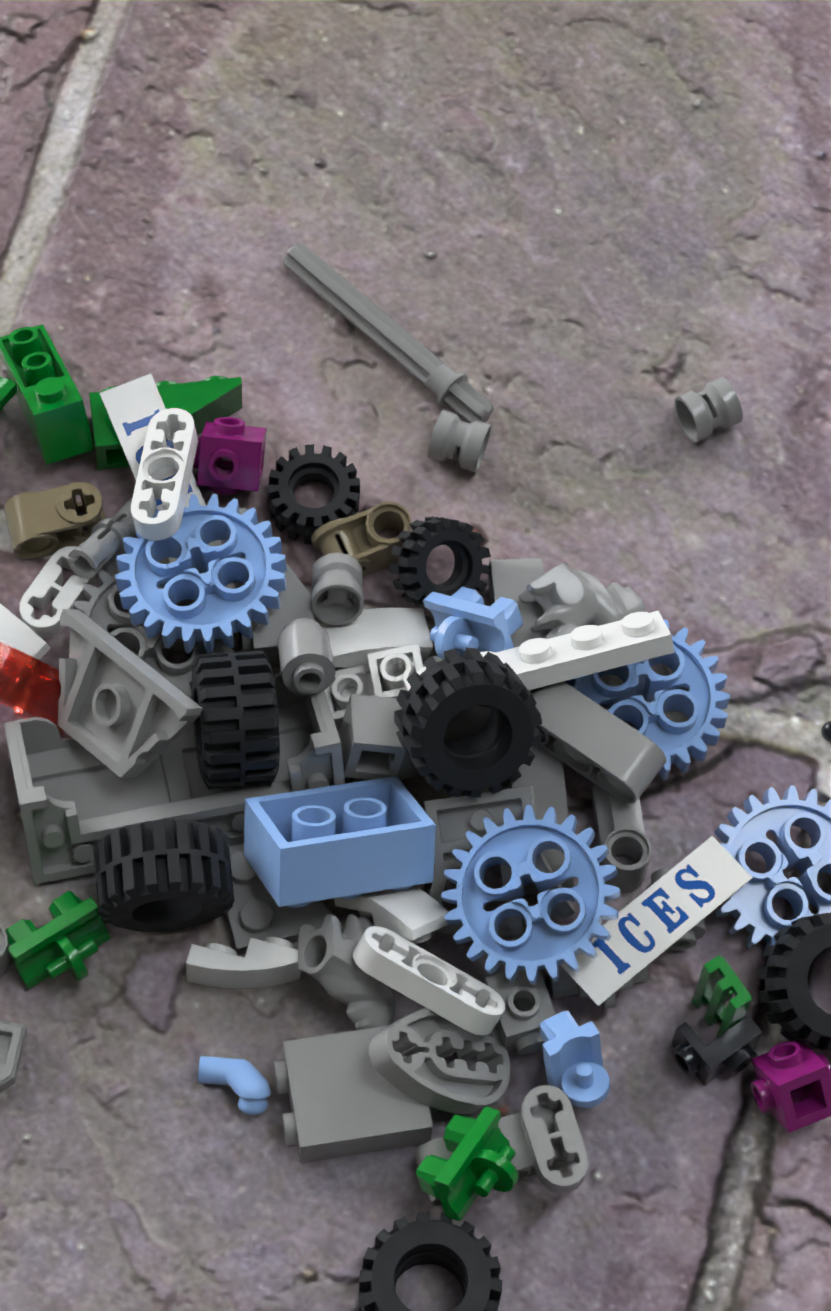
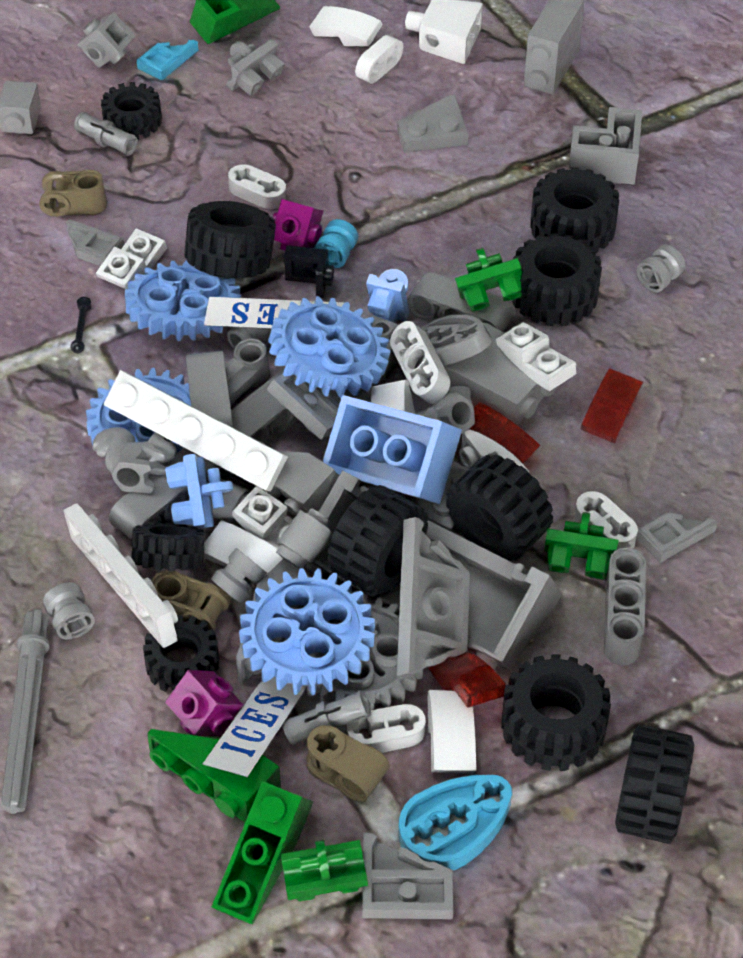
camera: 130 degrees left, 15 degrees down
(68, 1022) = (609, 517): none -> white beam
(171, 491) = (234, 699): white beam -> none
(198, 1168) = (611, 405): none -> clear red slope
(241, 1077) = (547, 429): light blue arm -> none
(270, 1003) = (504, 432): none -> clear red slope
(320, 1117) = (533, 356): none -> white slope
(446, 494) = (122, 575): none -> white plate
(489, 754) = (272, 413): black tyre -> none
(566, 1136) = (441, 276): light grey beam -> none
(717, 991) = (288, 265): green tile -> none
(732, 1115) = (338, 244): none -> medium azure wheel

